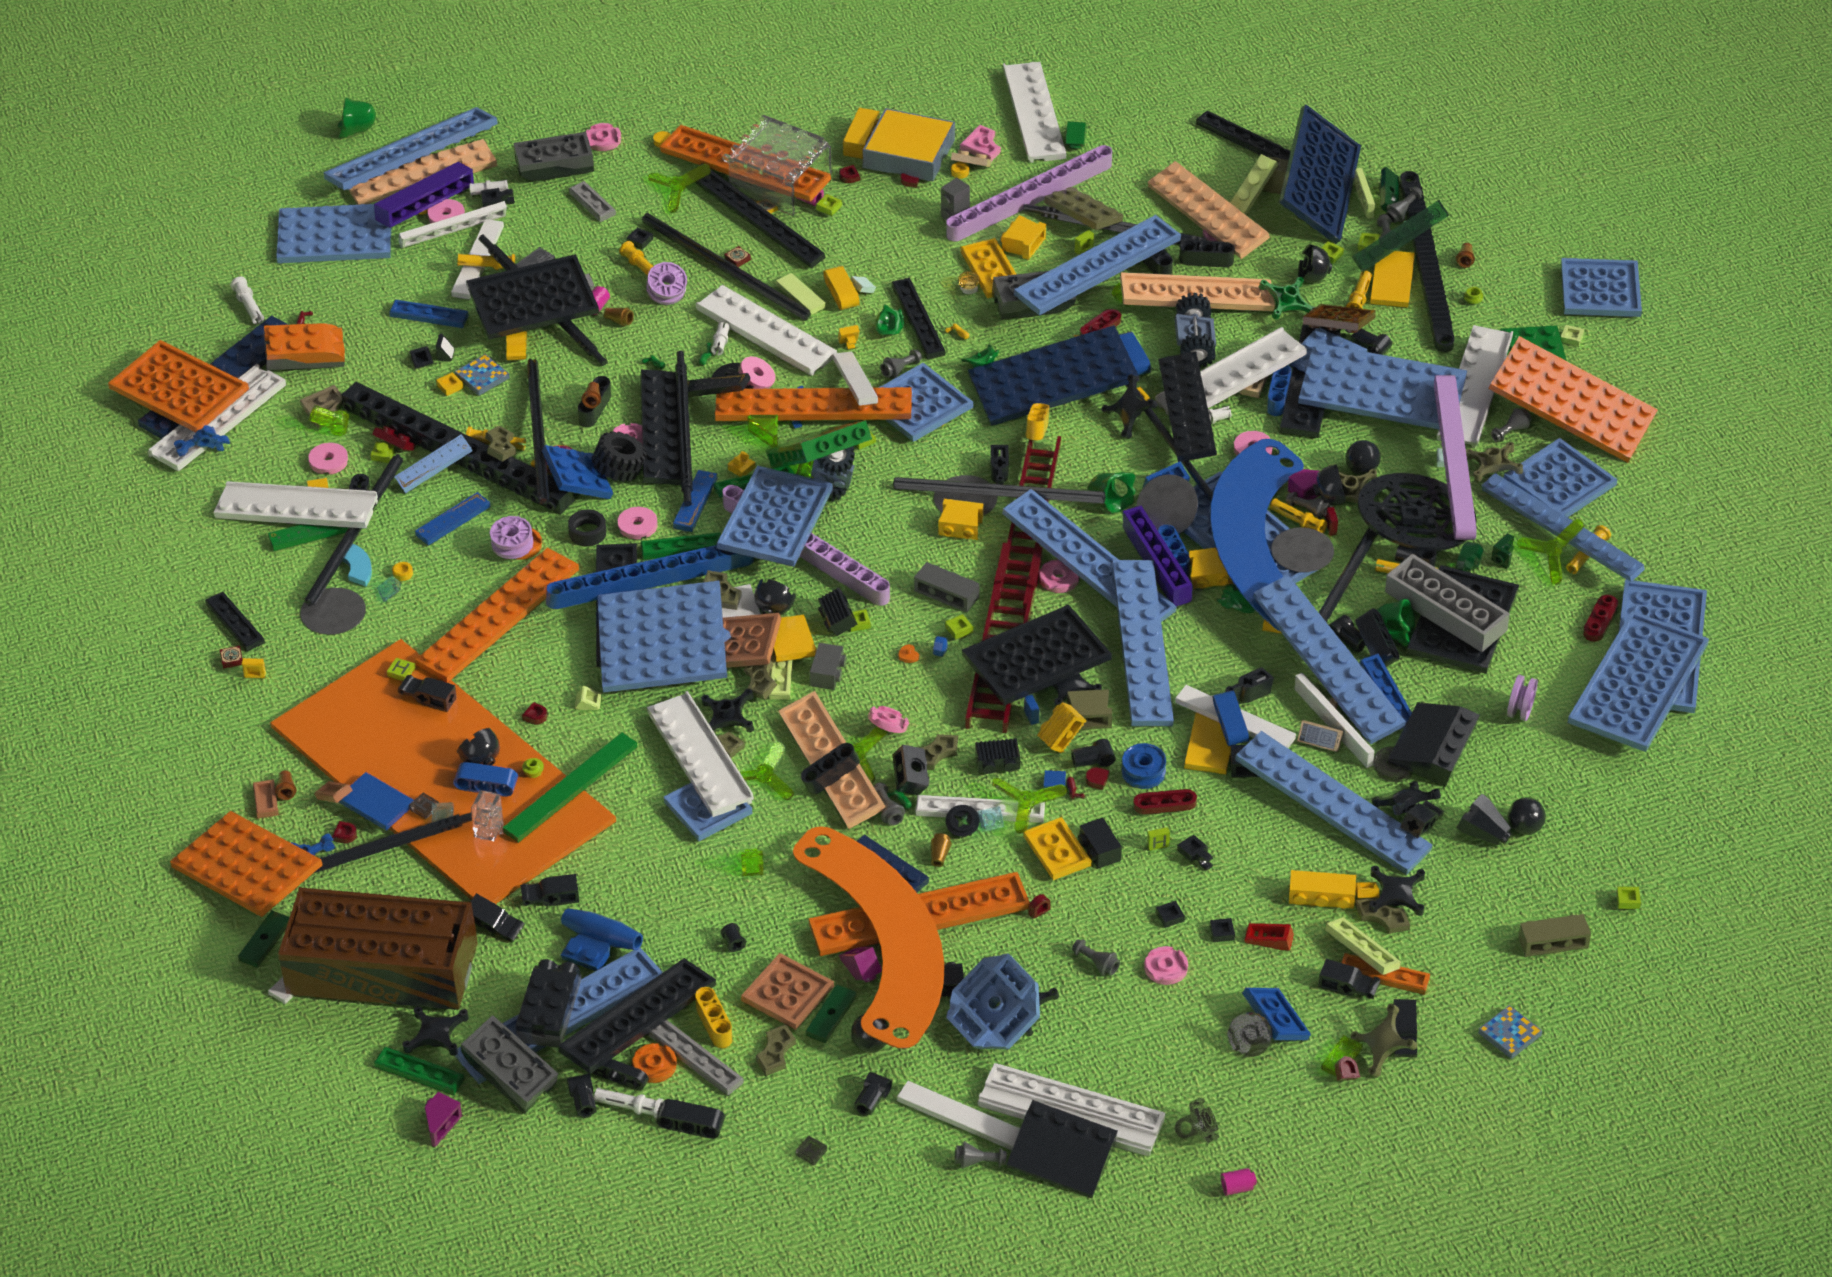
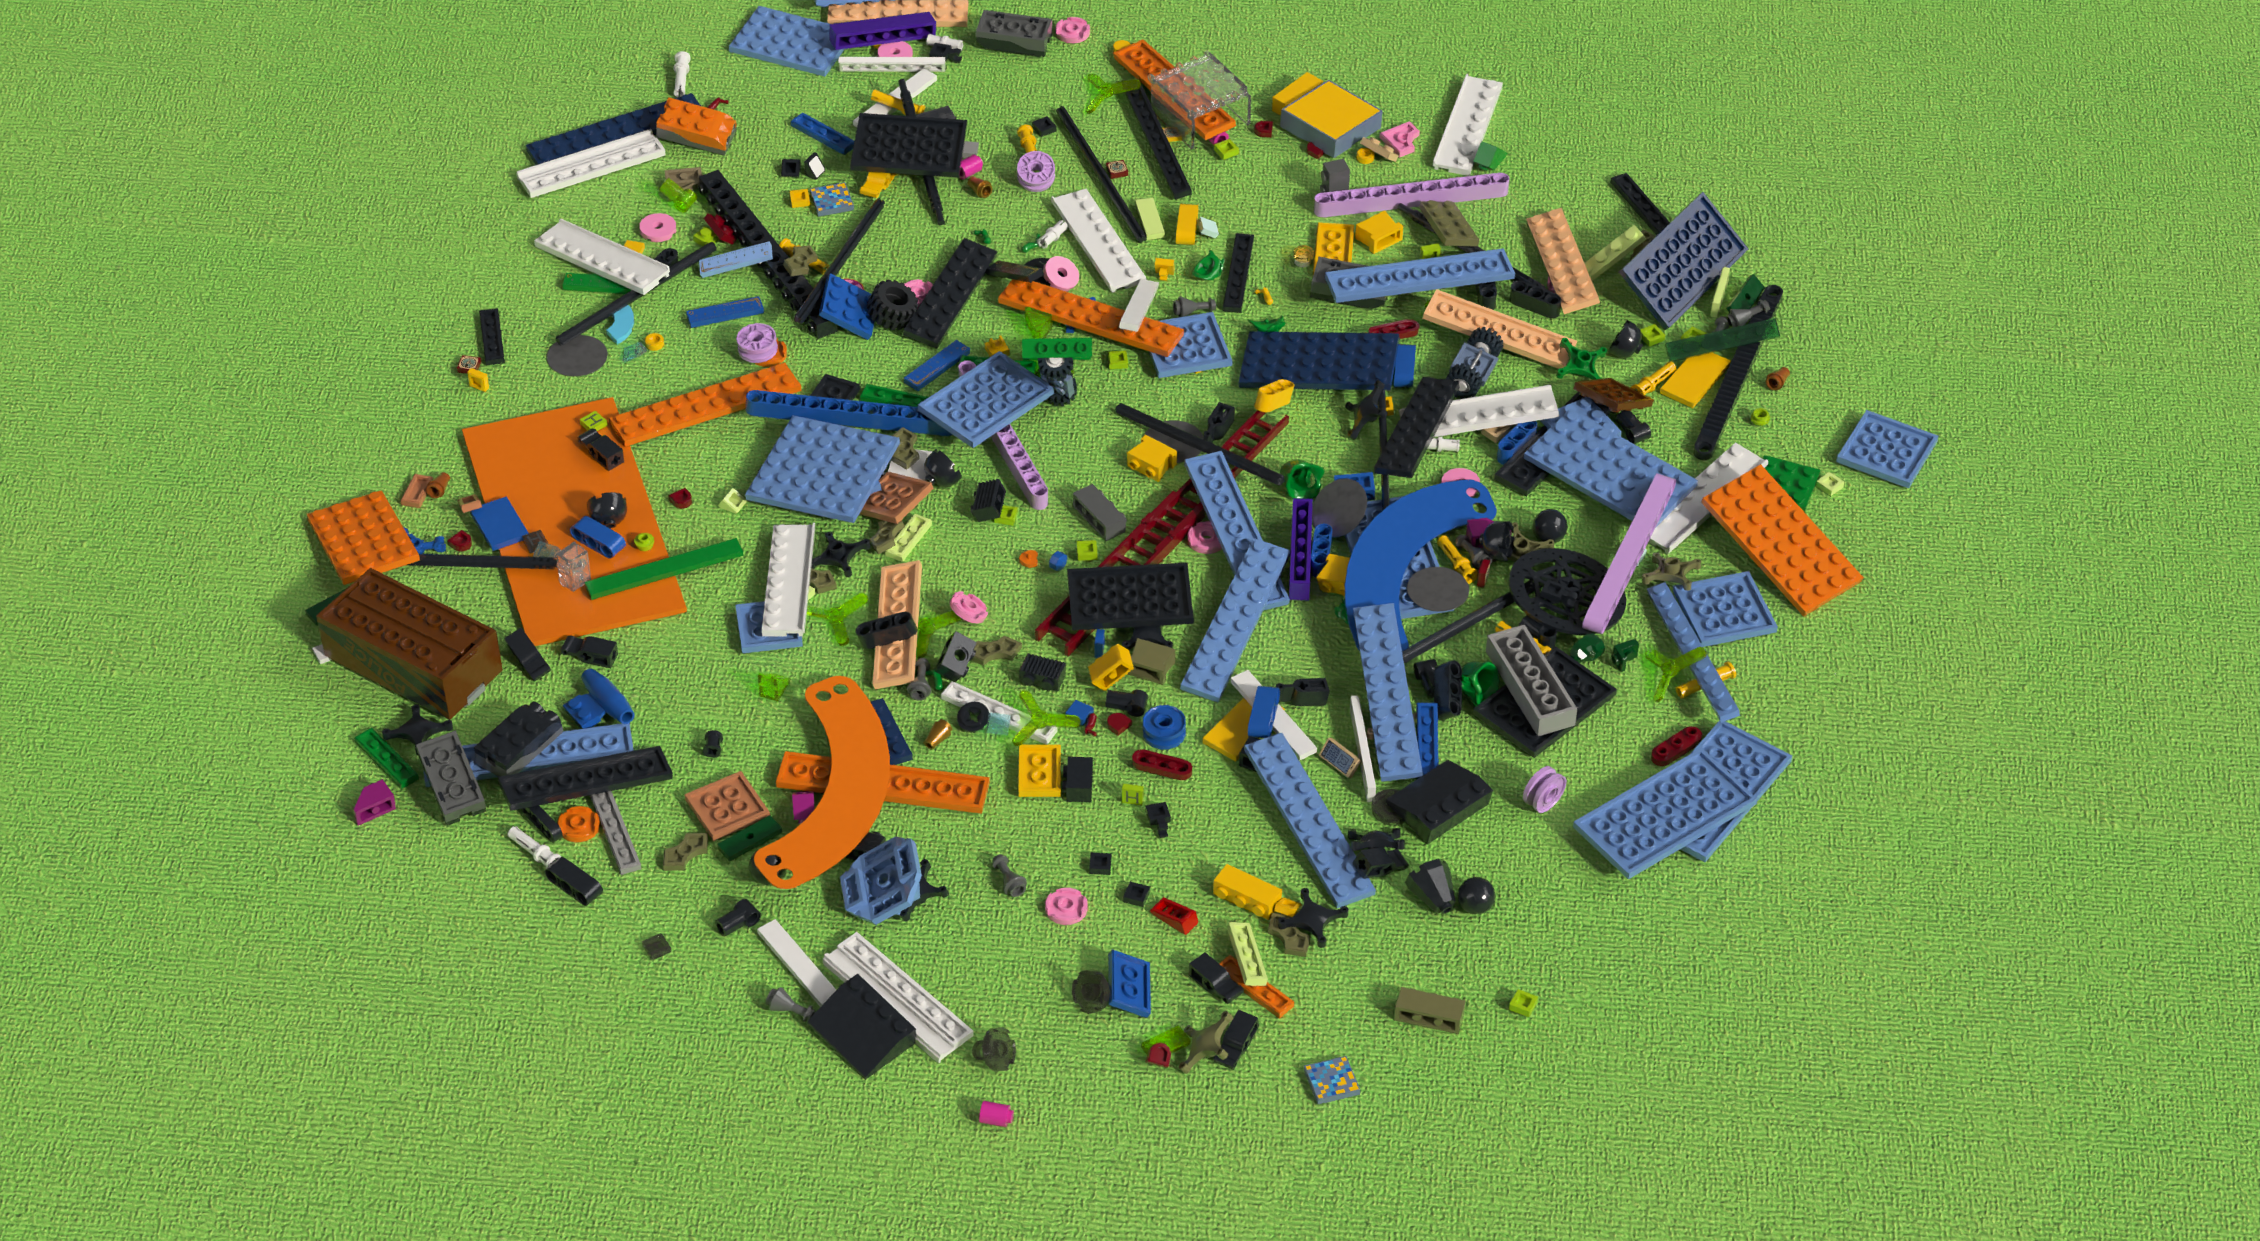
camera: 25 degrees right, 0 degrees up
(178, 386) = (572, 126): orange plate -> none
(203, 437) = (562, 175): blue piece -> none
(582, 1092) = (501, 823): black piece -> none
(587, 517) = (829, 366): black tyre -> none
(589, 416) = (907, 252): black beam -> none
(591, 397) = (901, 245): dark orange cone -> none
(592, 201) = (1025, 82): light grey tile -> none
(637, 514) = (871, 360): bright pink tile -> none
(684, 428) = (965, 300): black axle -> none
(713, 1017) = (650, 804): yellow beam -> none
(793, 639) = (935, 510): yellow tile -> none
(827, 666) = (949, 544): dark grey brick -> none
(1039, 906) = (989, 813): dark red tile -> none
(1518, 420) = (1721, 542): dark grey piece -> none

